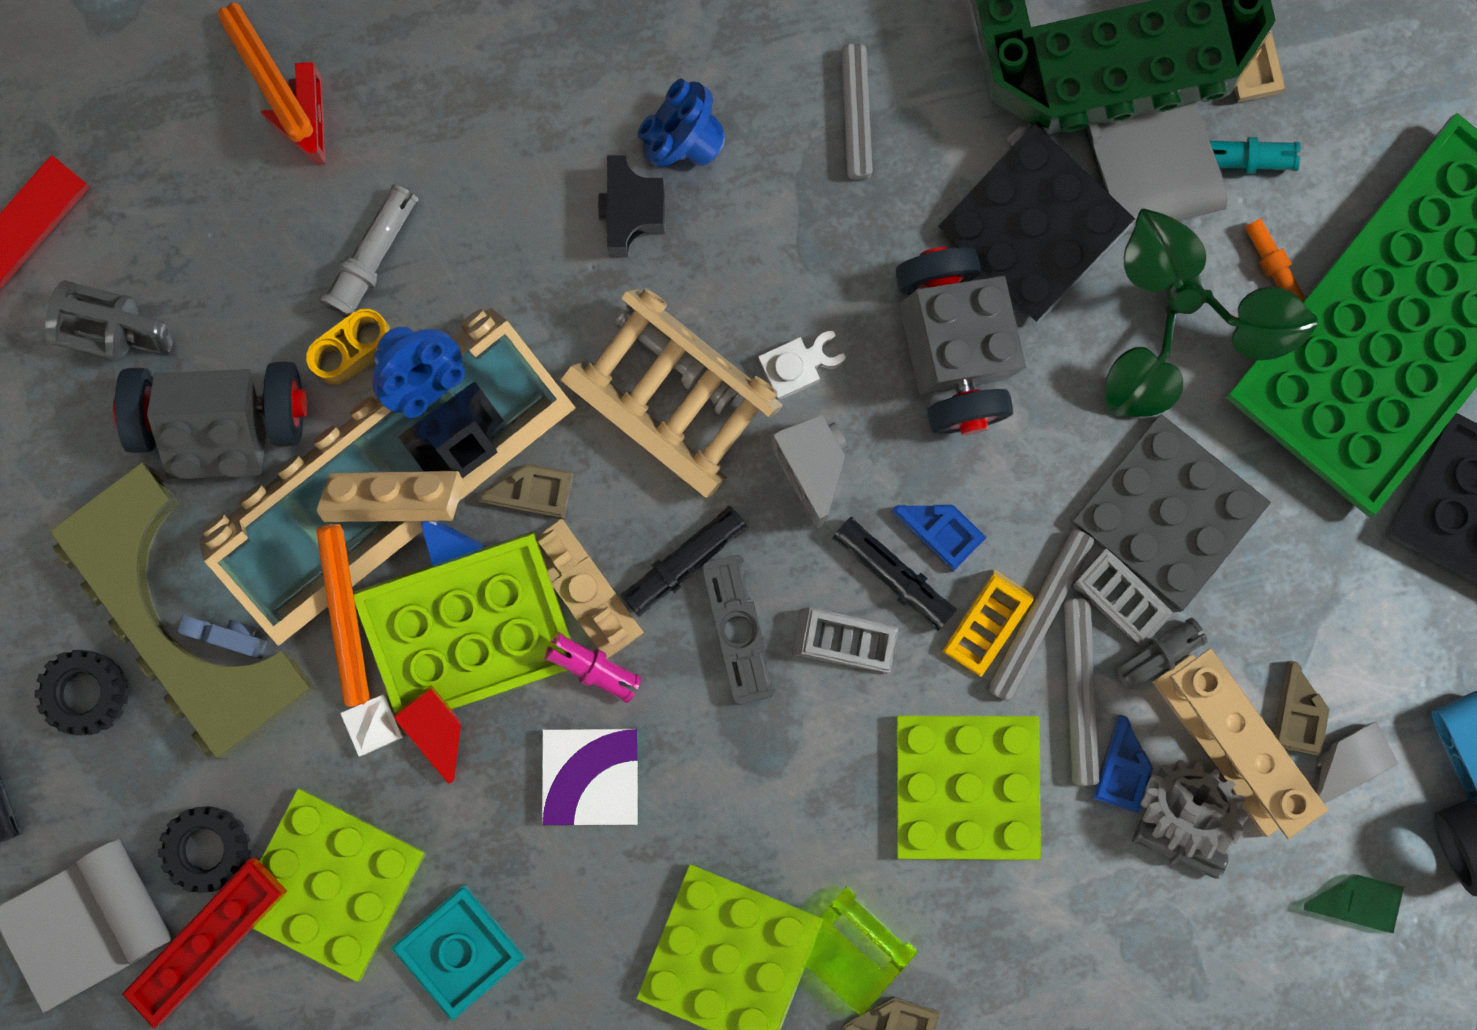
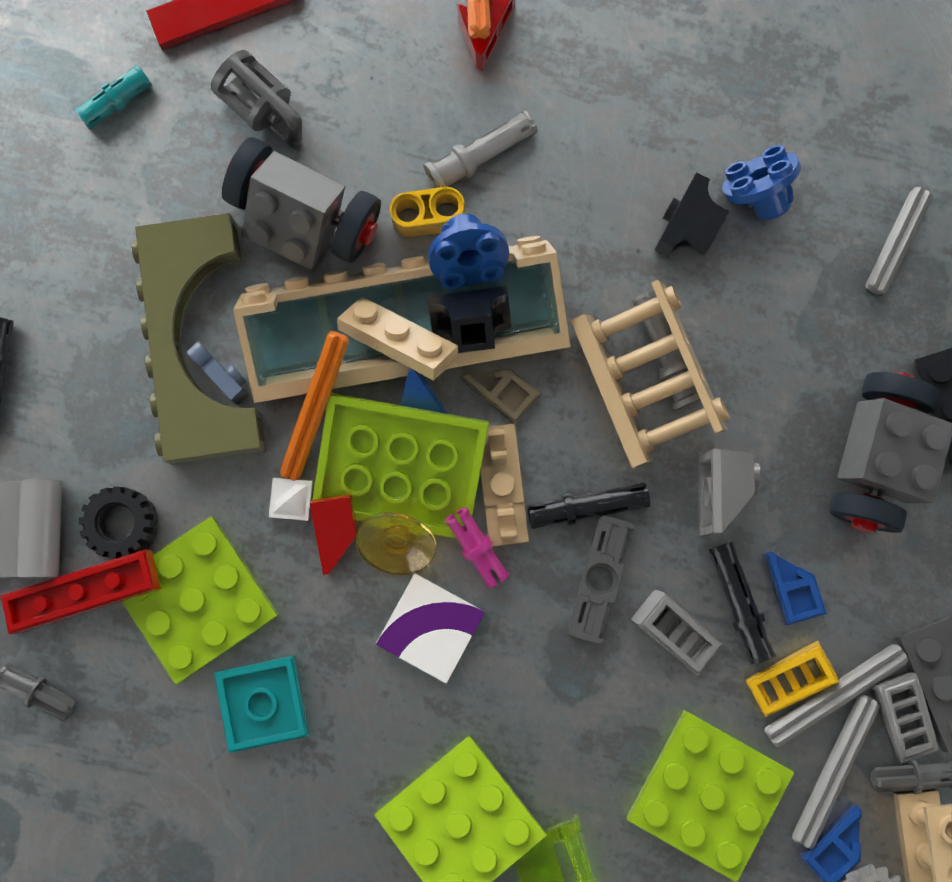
camera: 30 degrees right, 0 degrees up
(54, 682) = (73, 347): black tyre -> none
(506, 710) = (396, 543): none -> clear yellow dish
(794, 367) = (749, 405): white plate -> none

